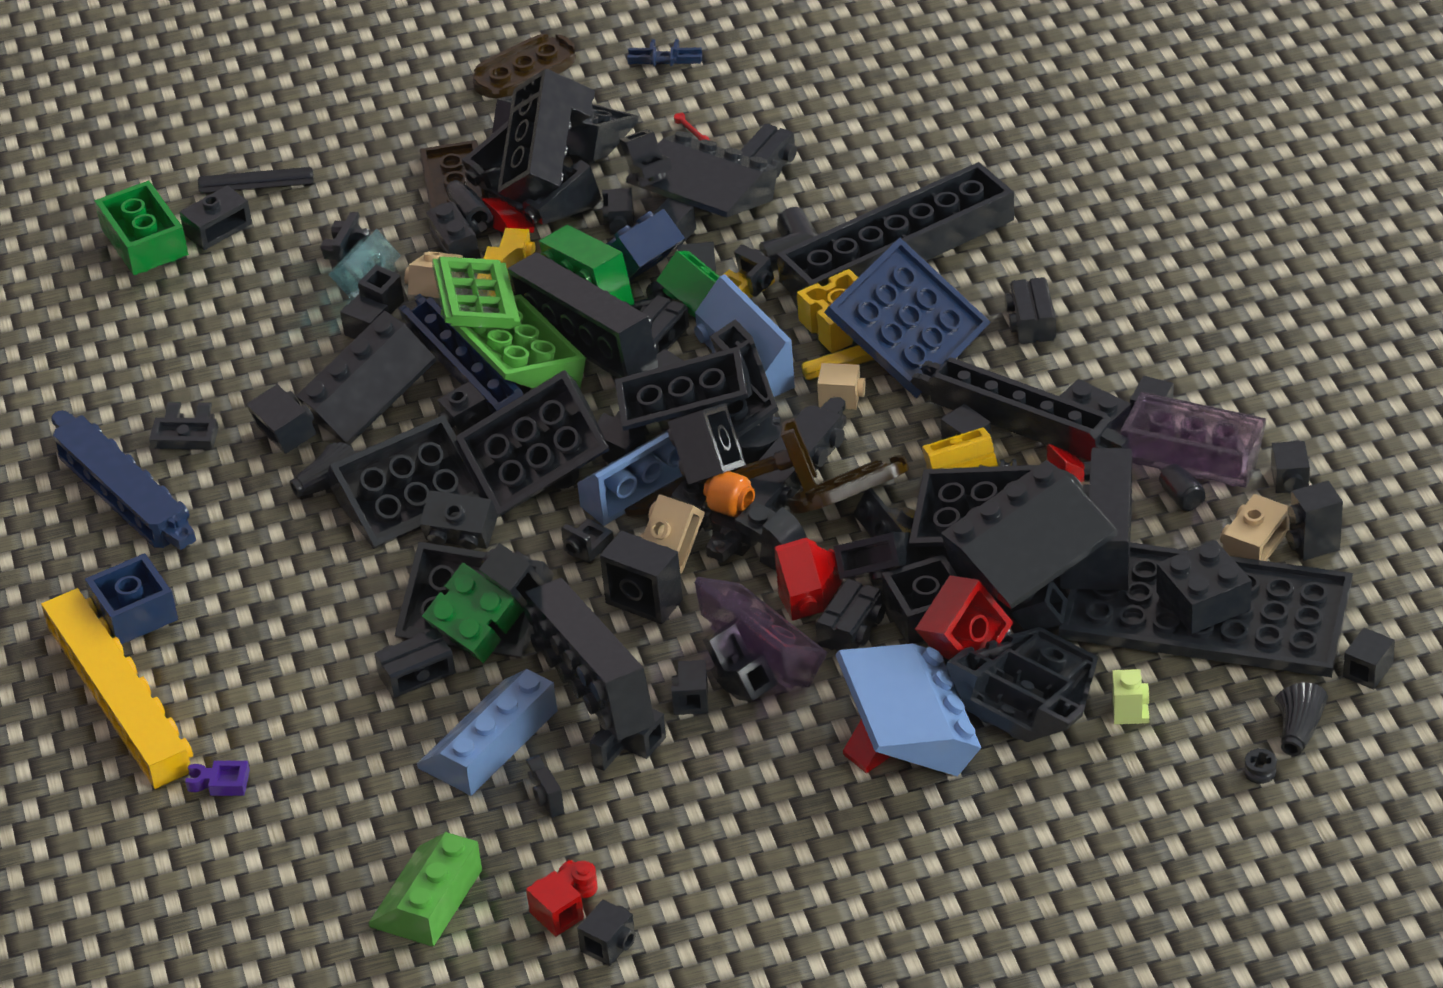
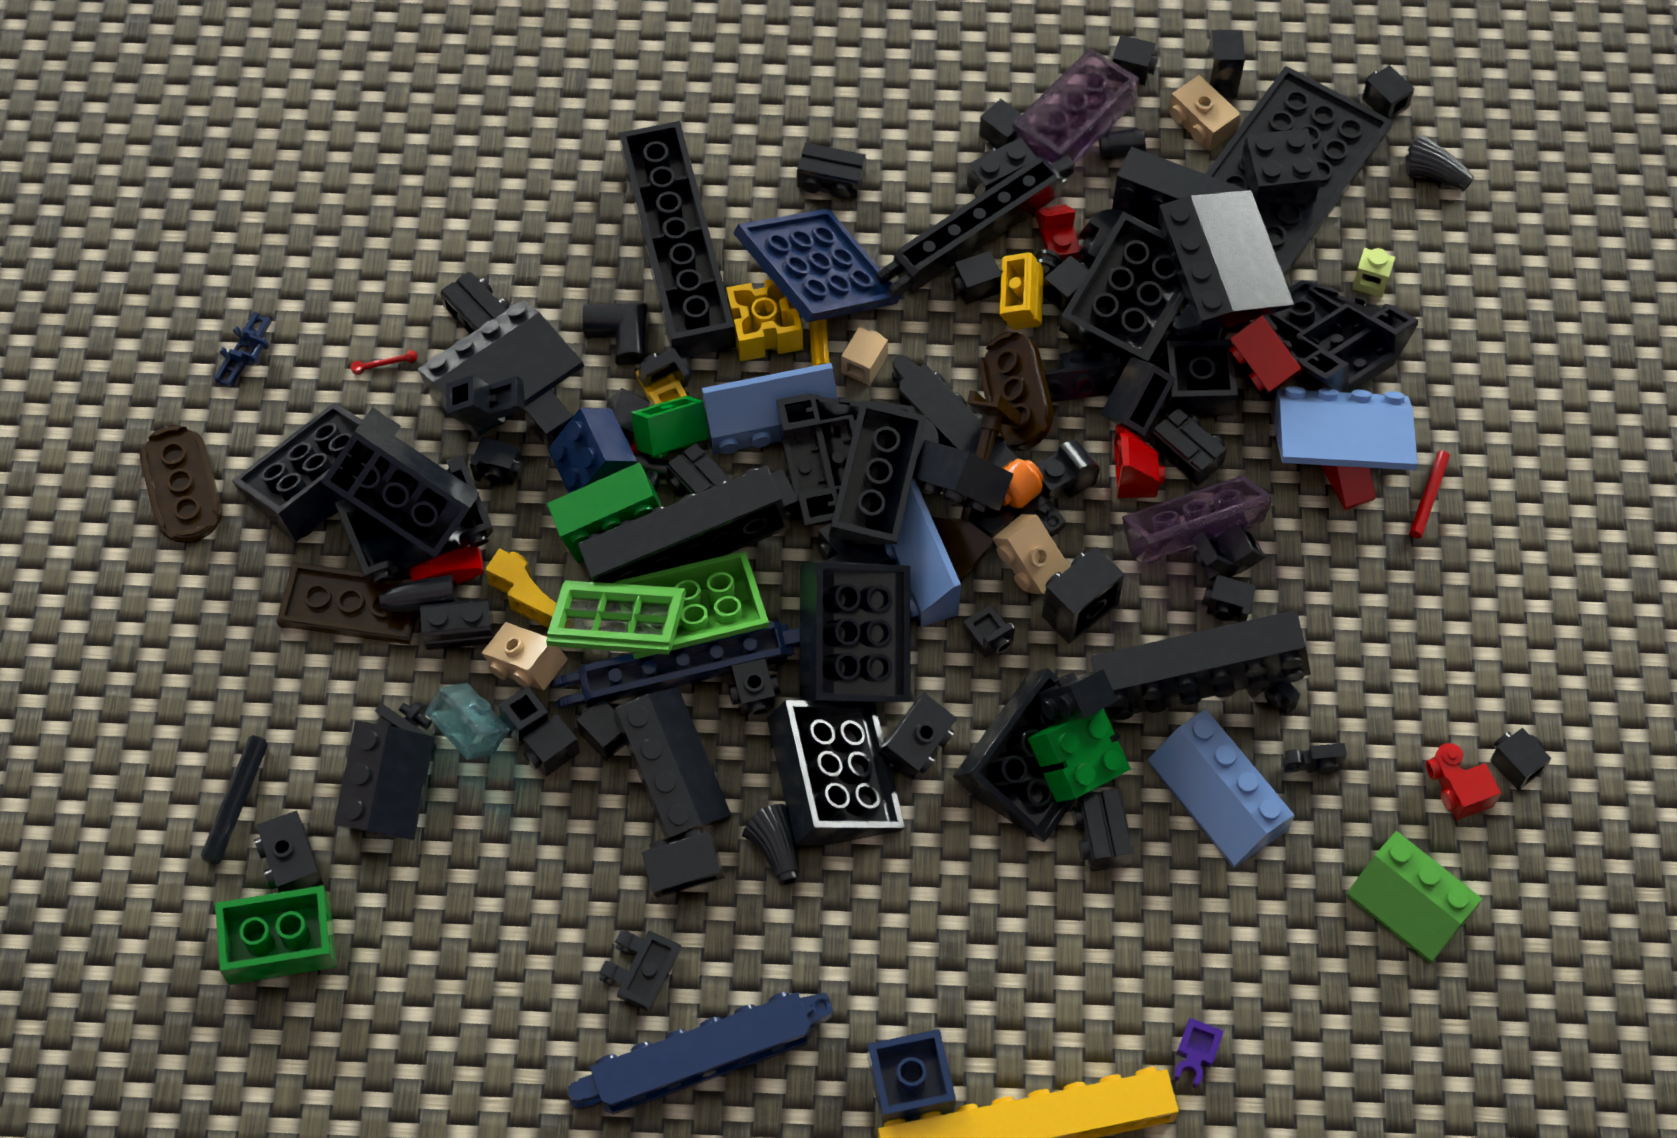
camera: 75 degrees left, 20 degrees up
(289, 233) = (384, 780): none -> black slope
(889, 807) = (1429, 494): none -> red bar
(1263, 757) = (1472, 220): black bush -> none

